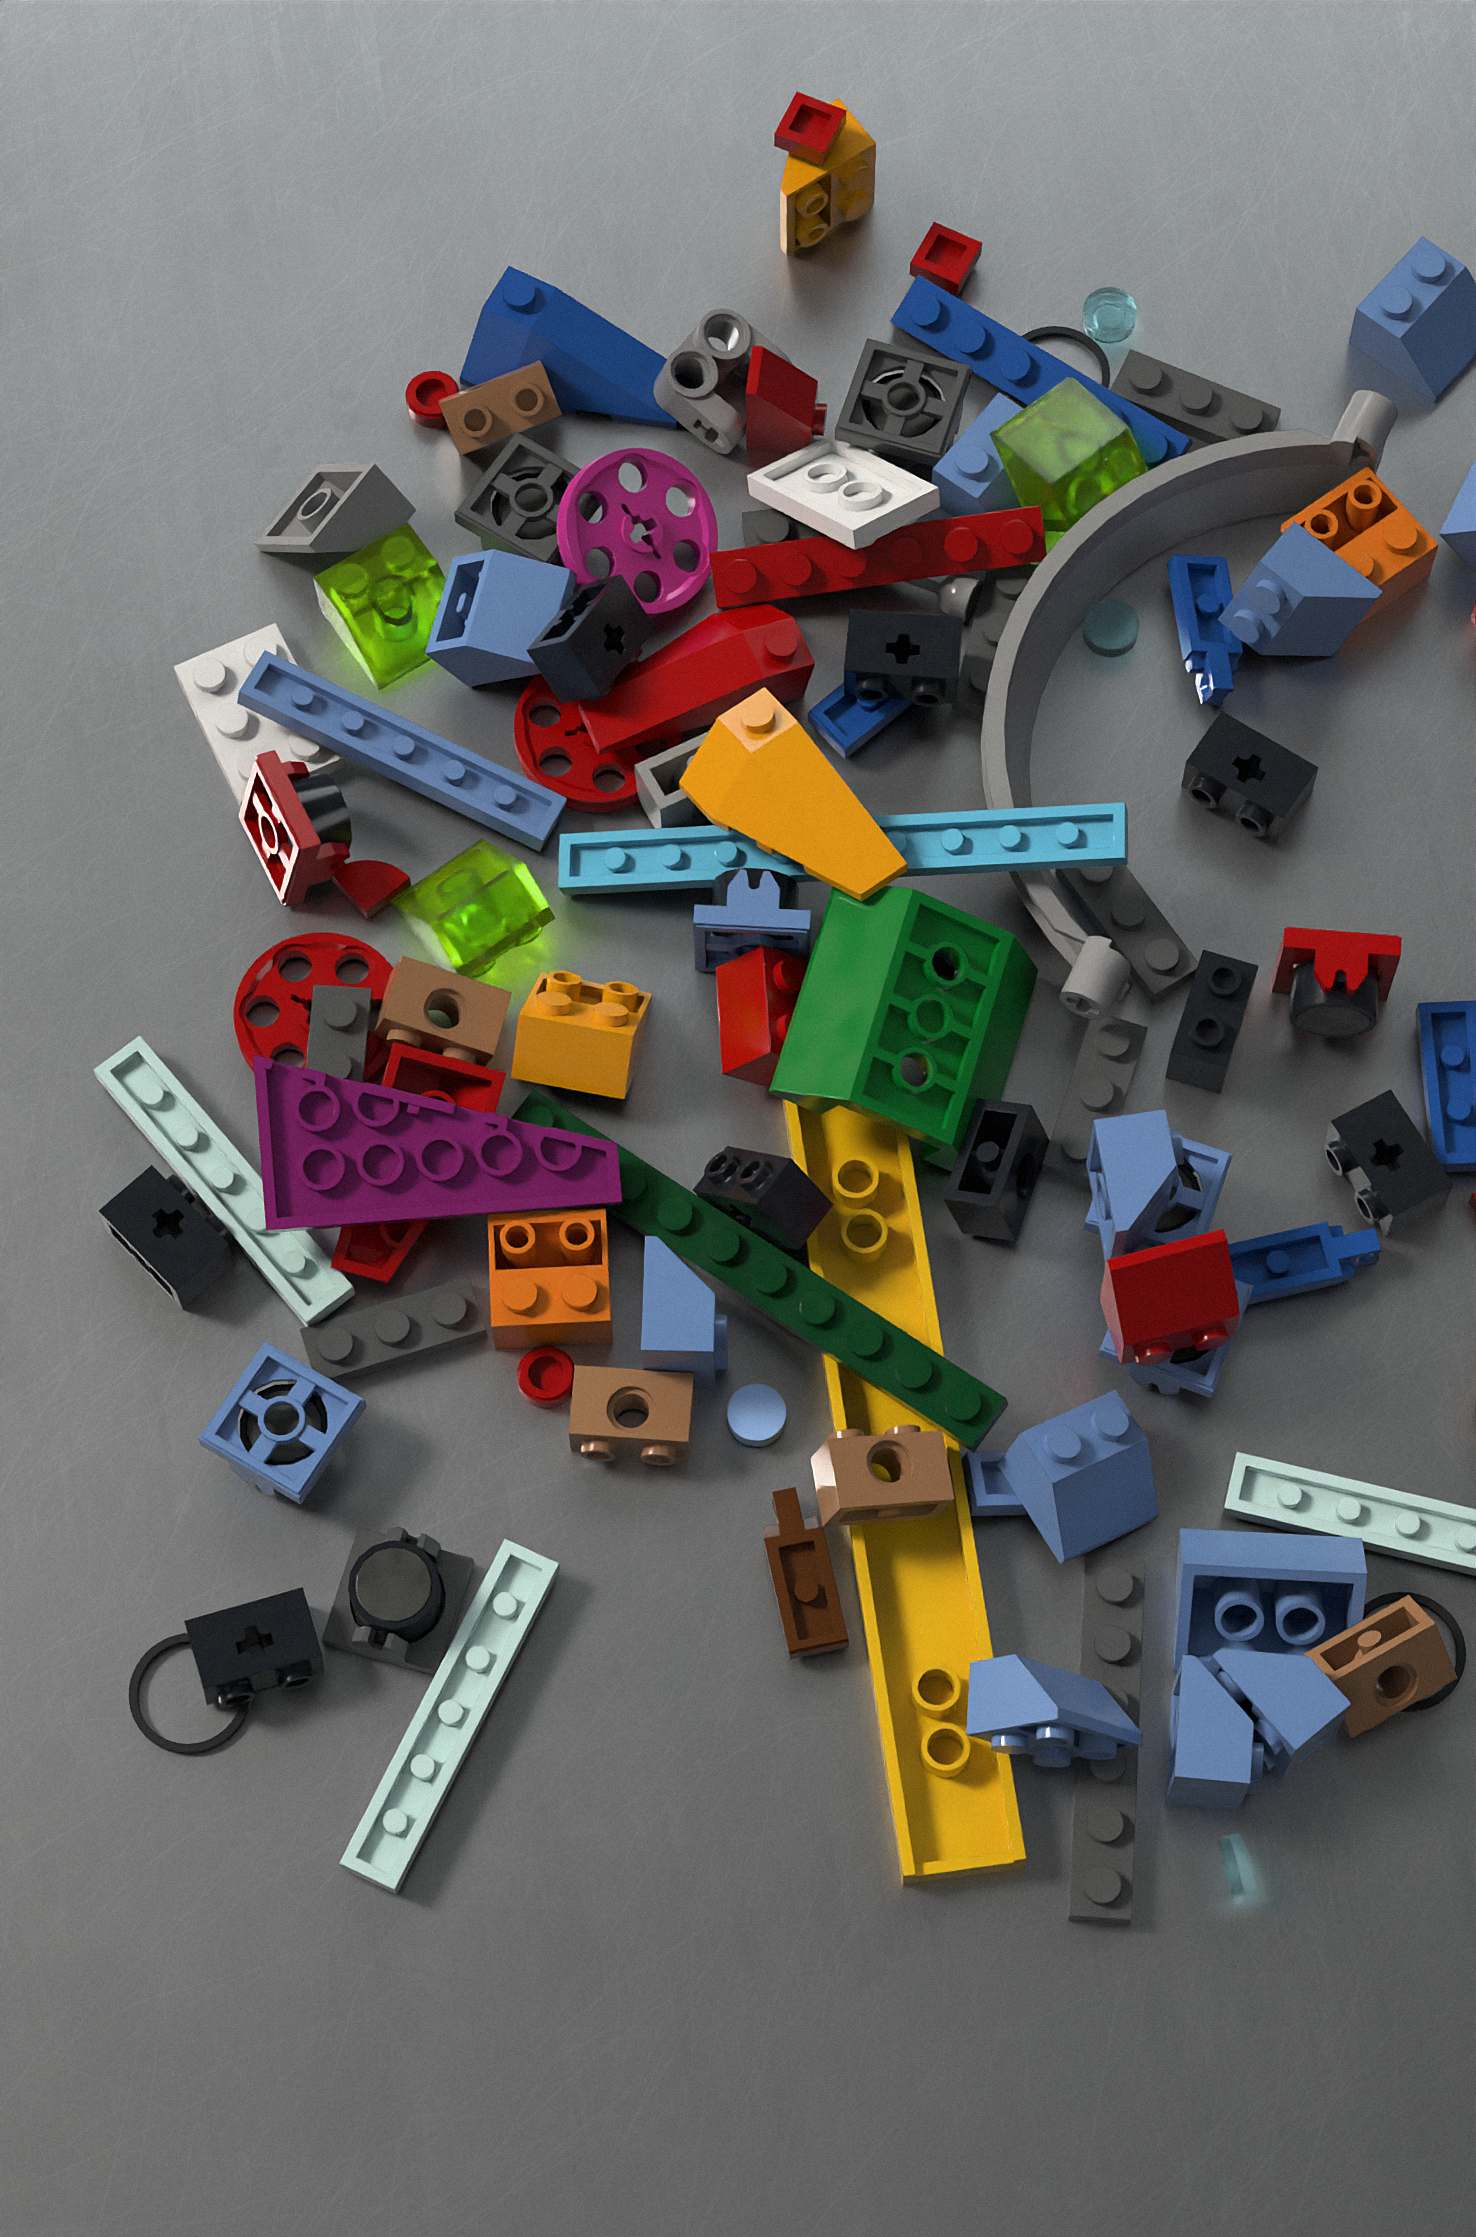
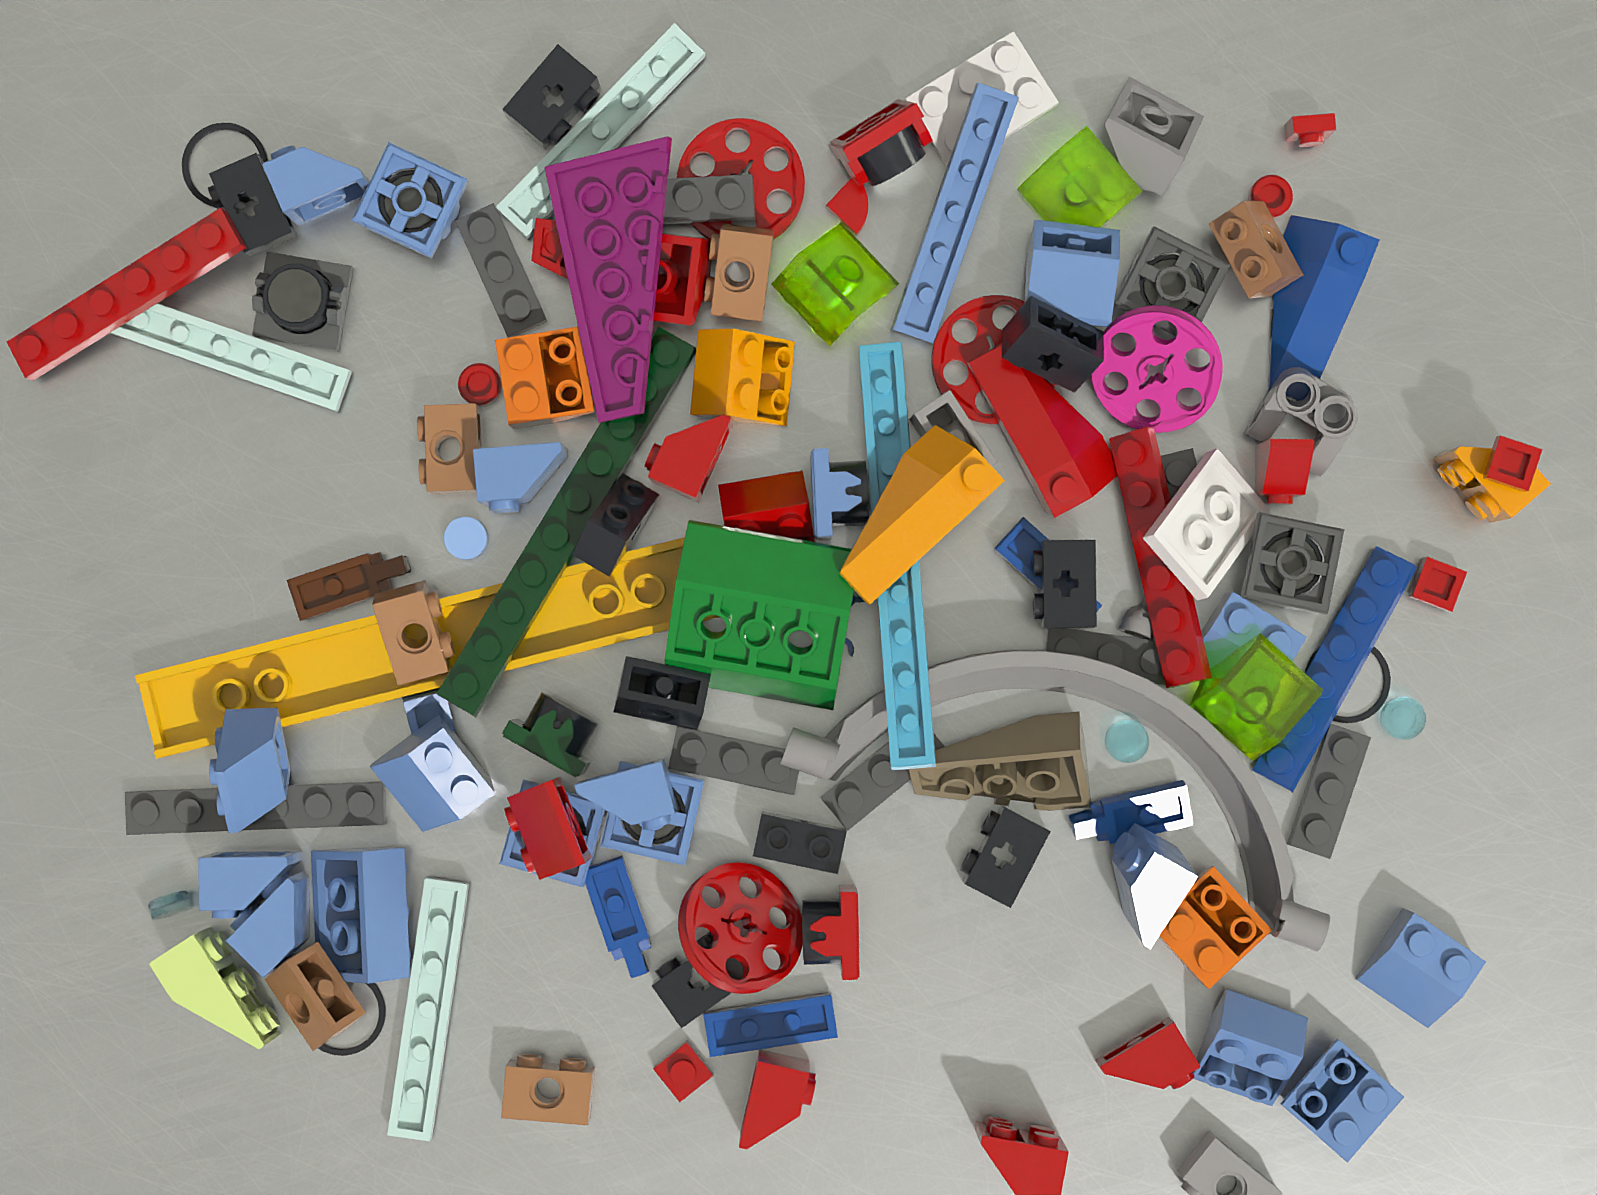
camera: 75 degrees right, 20 degrees up
(234, 1546) = (312, 183): none -> medium blue slope
(356, 341) = (1310, 129): none -> red plate
(358, 1828) = (126, 294): none -> red plate
(688, 1096) = (689, 457): none -> red slope
(1041, 1307) = (554, 734): none -> dark green piece
(1129, 737) = (1025, 761): none -> dark tan wedge
(1335, 1107) = (726, 937): none -> red wedge
(1337, 1815) = (210, 984): none -> yellowish green slope

